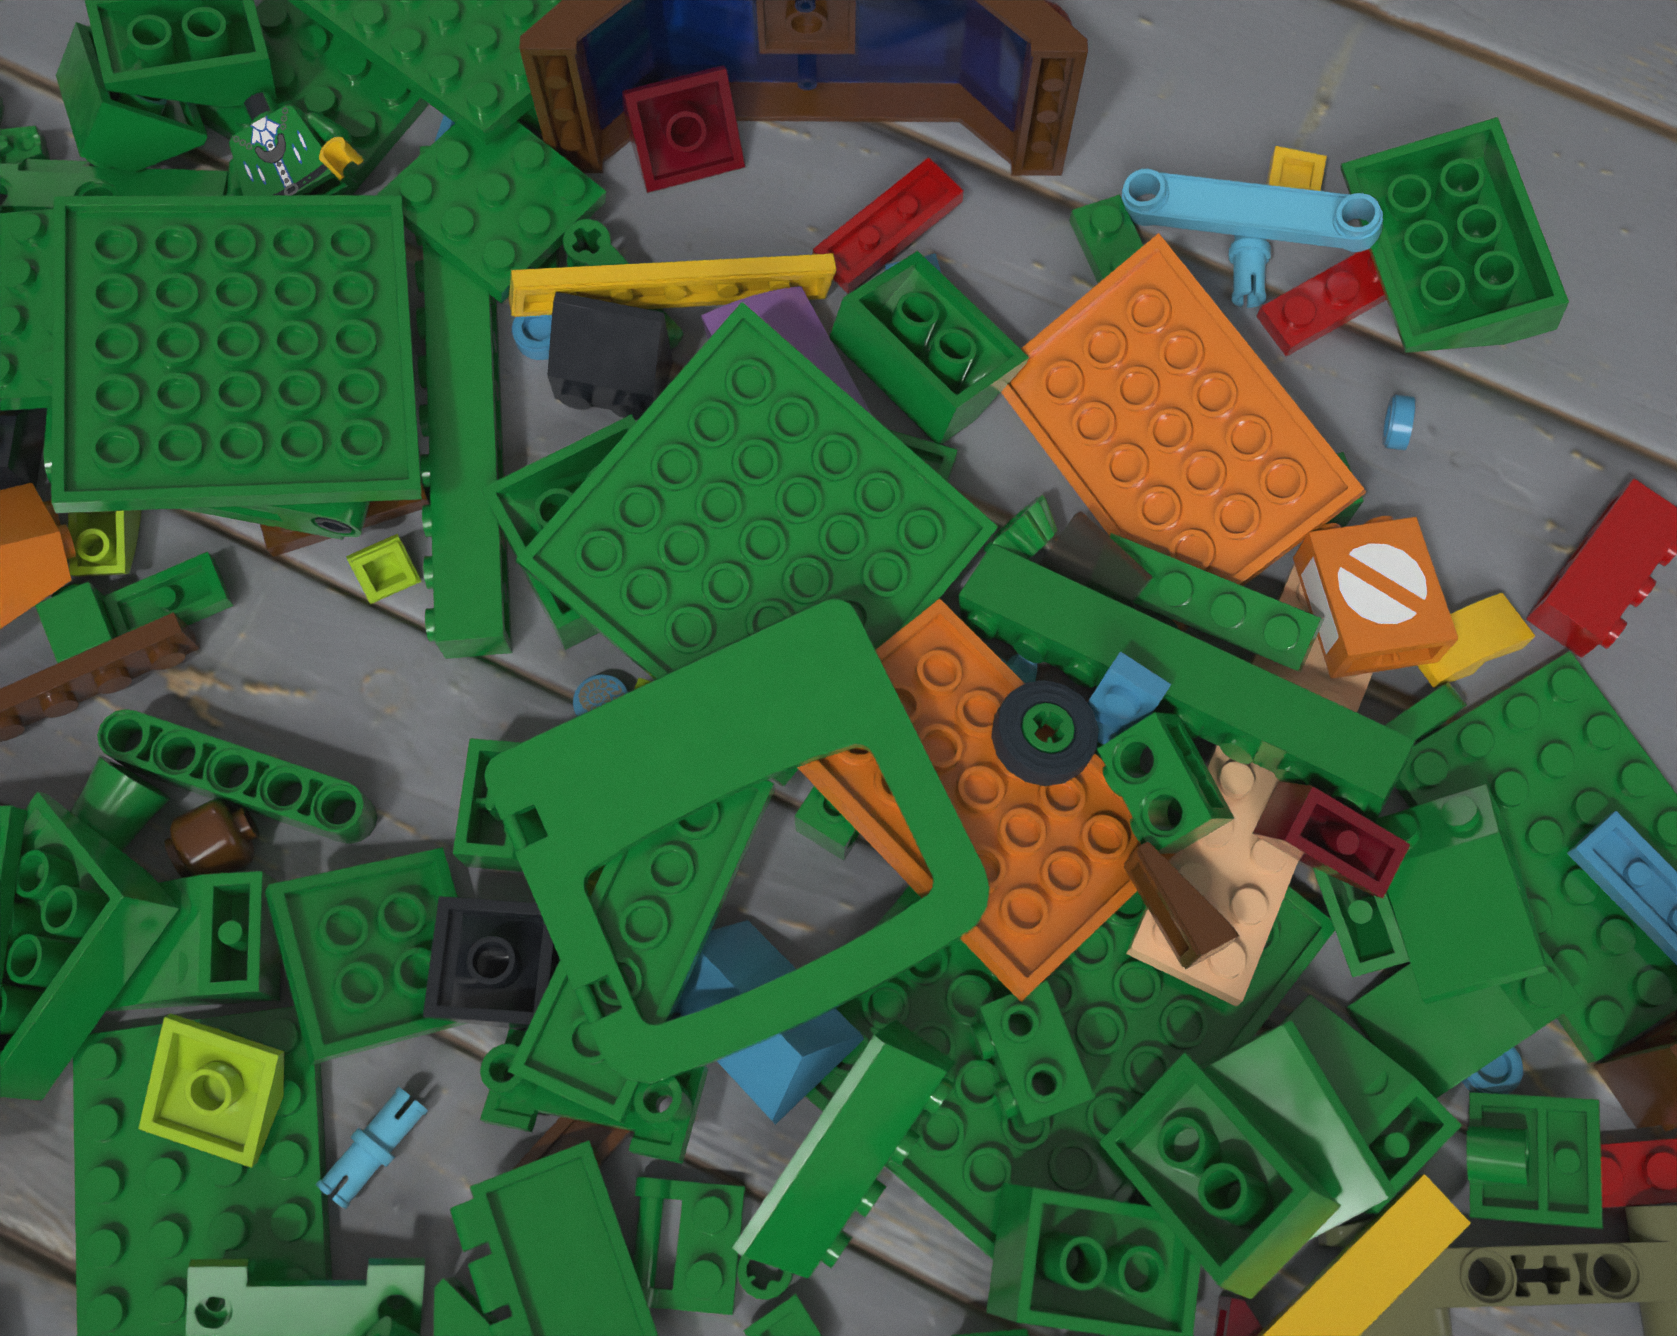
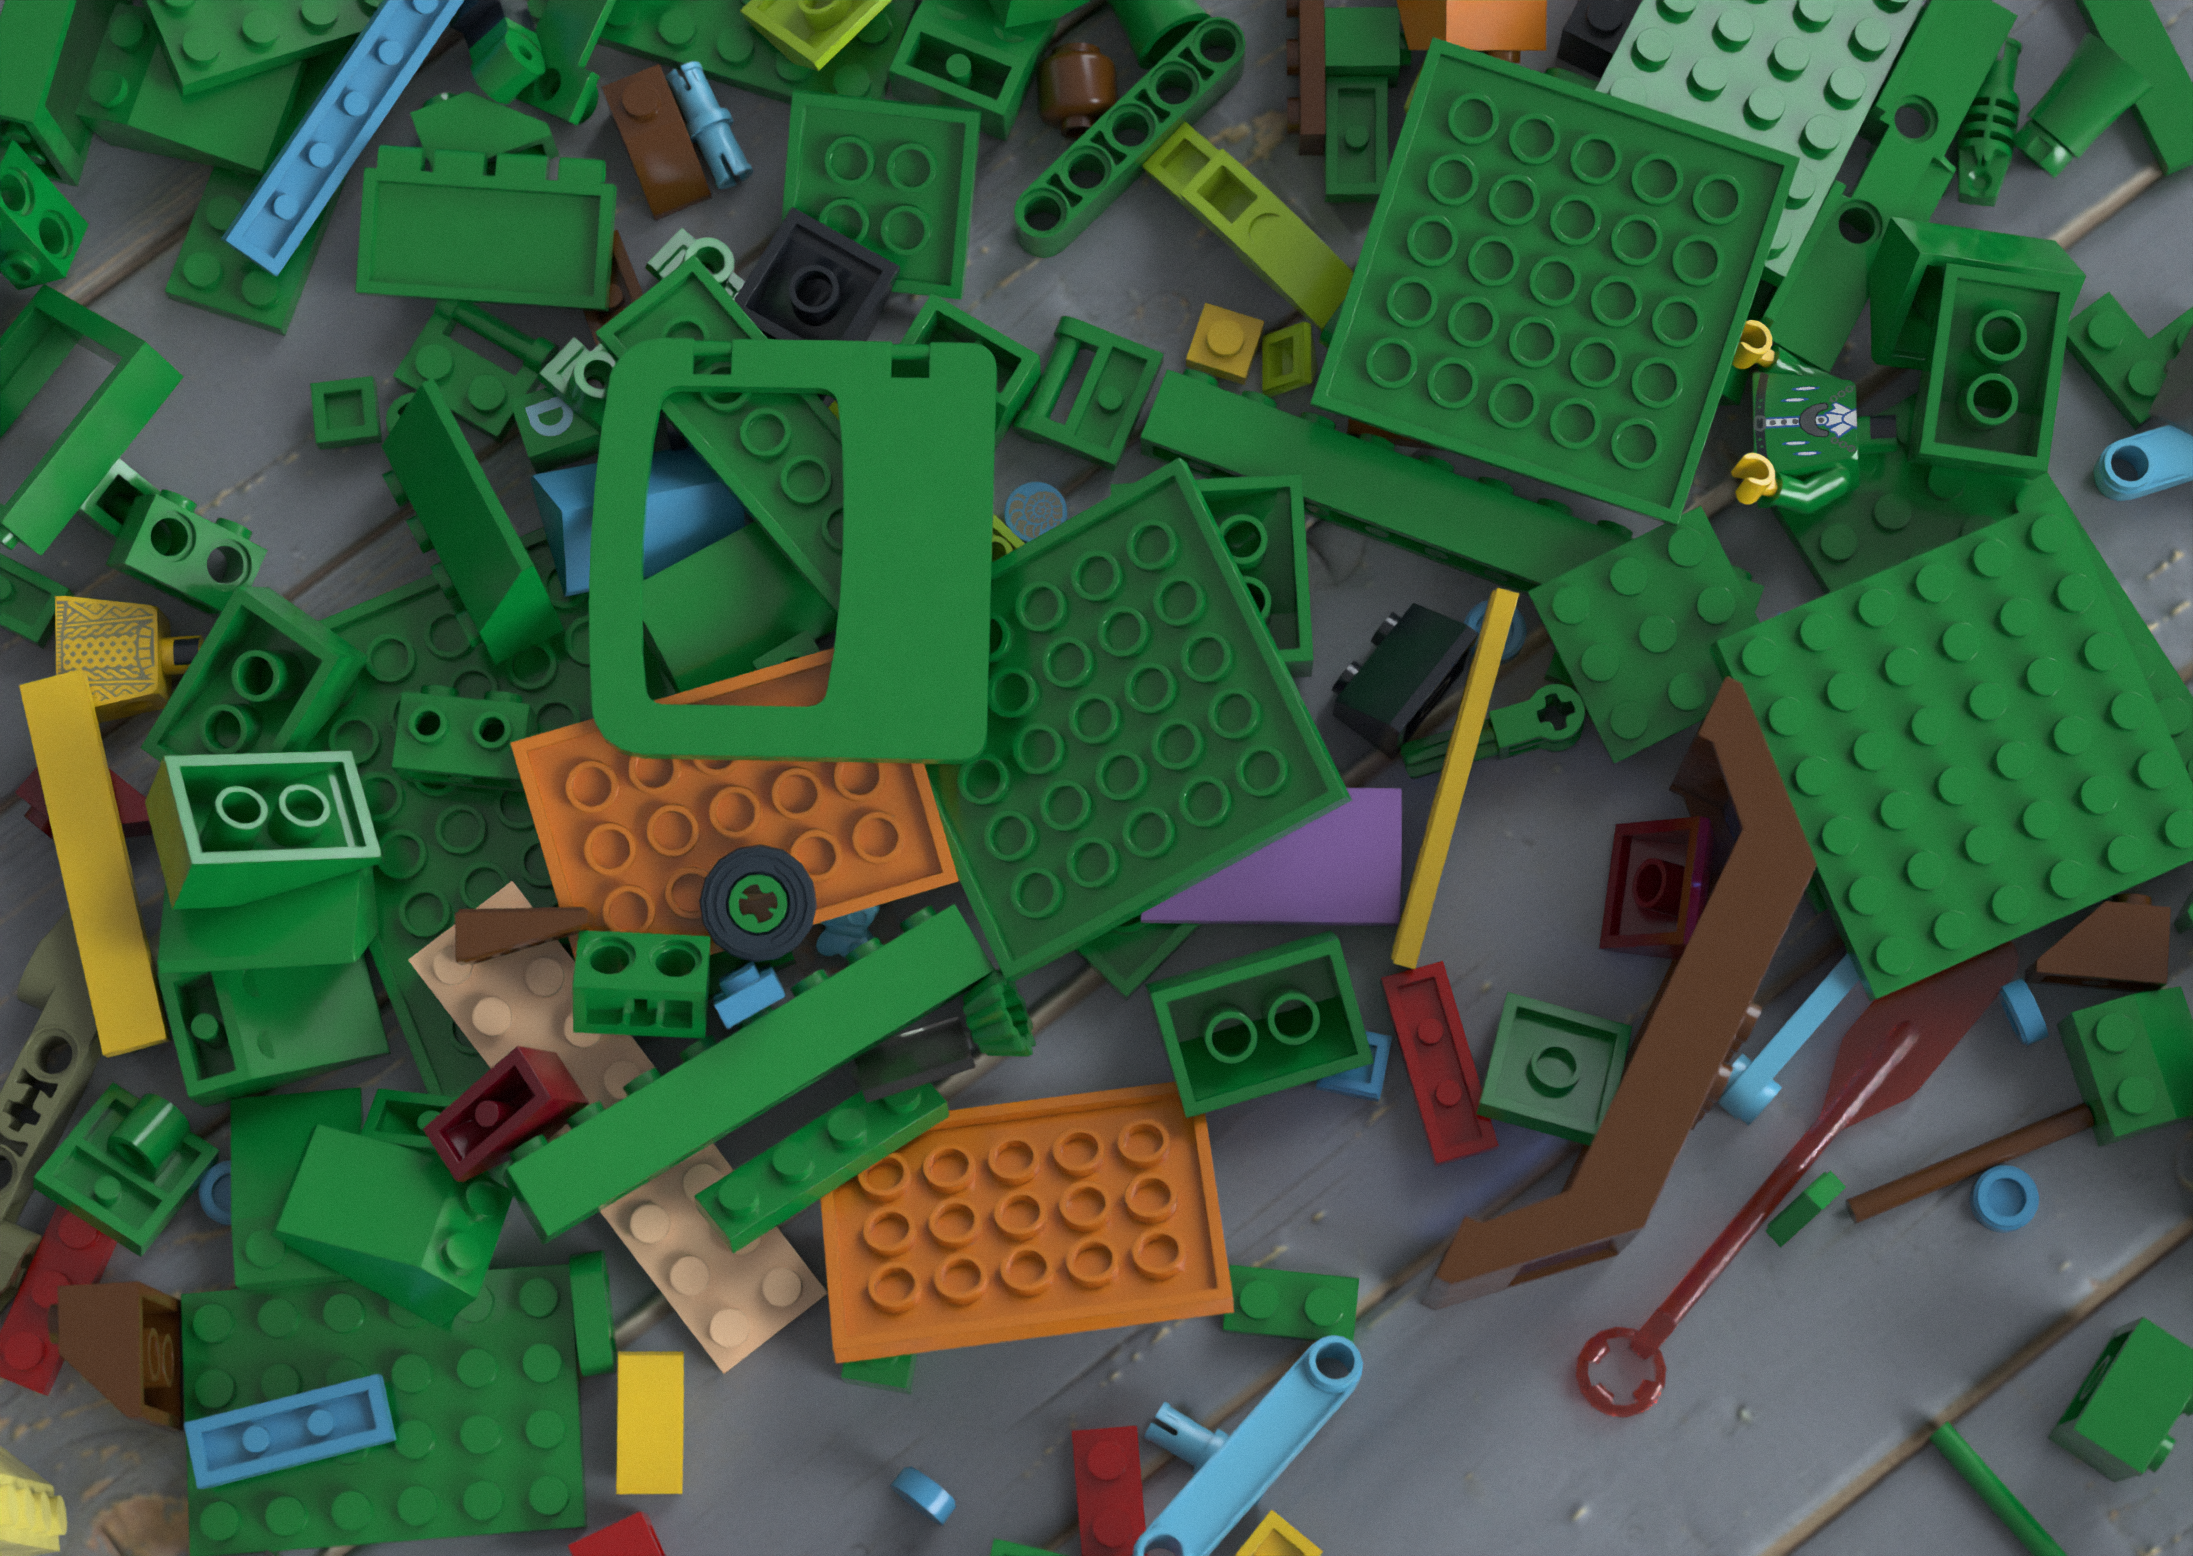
camera: 120 degrees right, 5 degrees up
(275, 638) = (1252, 223): none -> lime slope
(389, 626) = (1225, 343): none -> yellow plate
(407, 1185) = (656, 141): none -> reddish brown slope
(476, 690) = (1107, 400): none -> green plate
(717, 1138) = (553, 431): none -> green brick
(805, 893) = (728, 609): none -> green slope
(854, 143) = (1553, 1068): none -> green plate
(1374, 596) = (735, 1327): orange brick -> none

